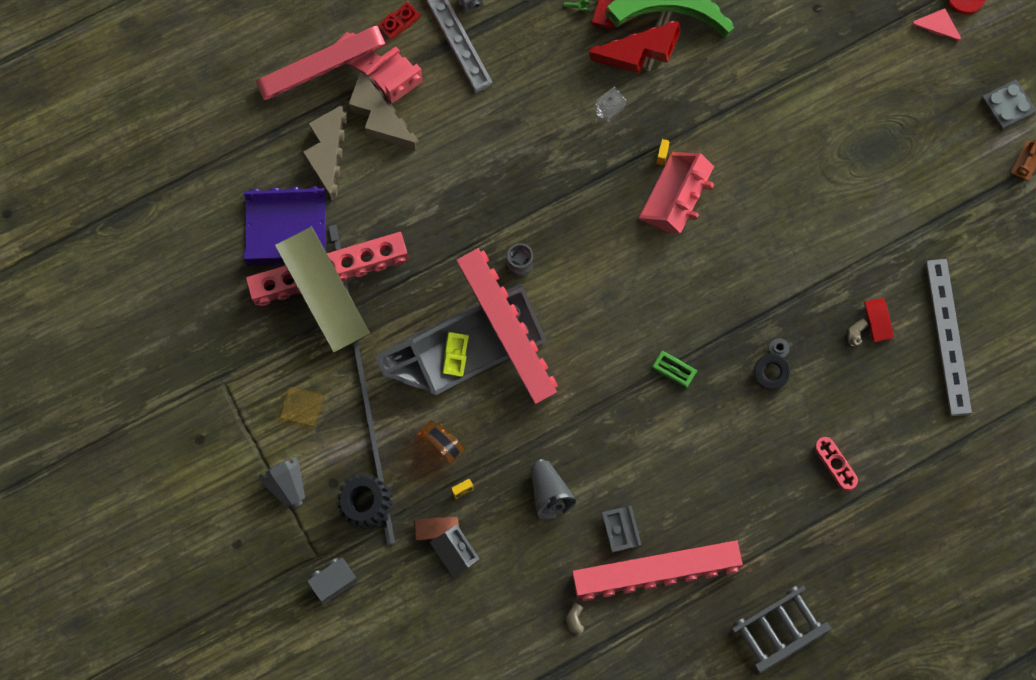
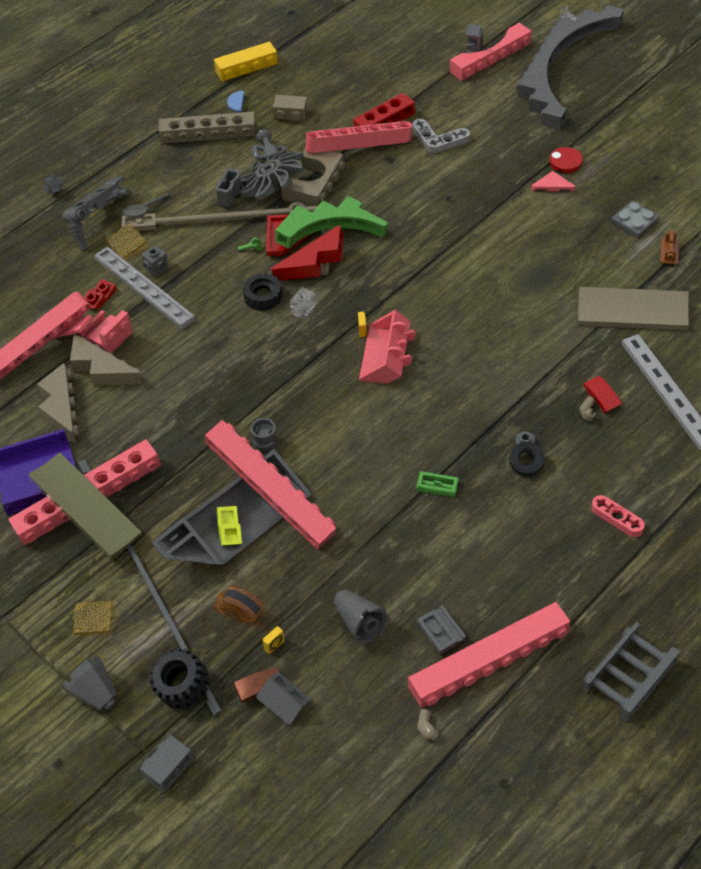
camera: 15 degrees left, 20 degrees down
(572, 59) = (262, 302): none -> black tyre
(954, 225) = (633, 308): none -> dark tan arch

